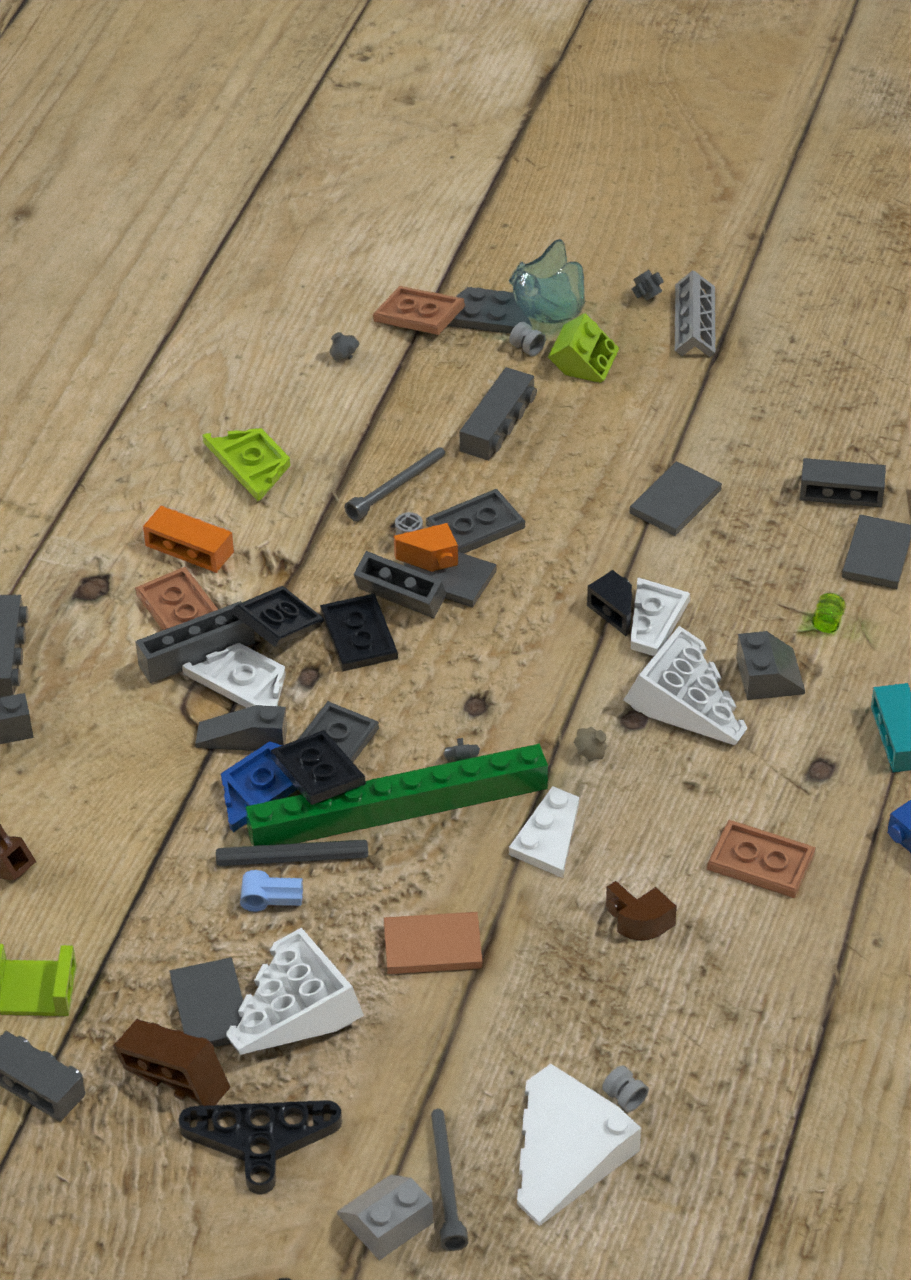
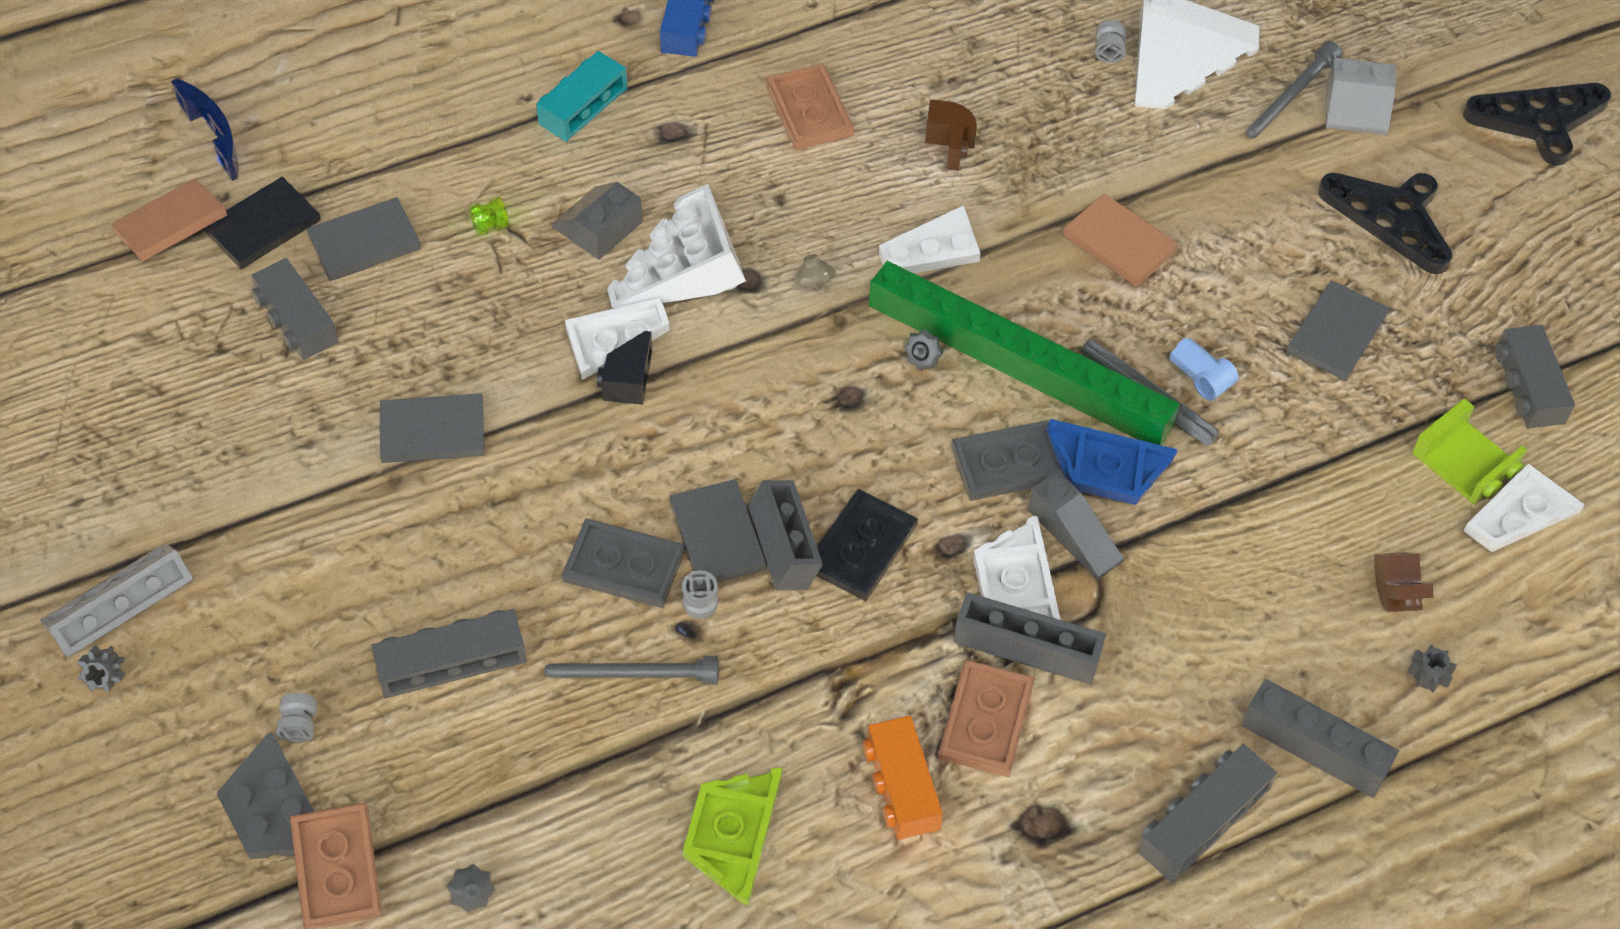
camera: 135 degrees left, 10 degrees up
(173, 1059) = (1420, 295): reddish brown wedge -> none
(278, 616) = (933, 589): black tile -> none
(295, 998) = (1277, 269): white slope -> none
(318, 767) = (1070, 405): black tile -> none
(427, 548) = (714, 544): orange slope -> none
(549, 286) = (217, 729): clear light blue piece -> none
(583, 350) = (273, 650): lime slope -> none

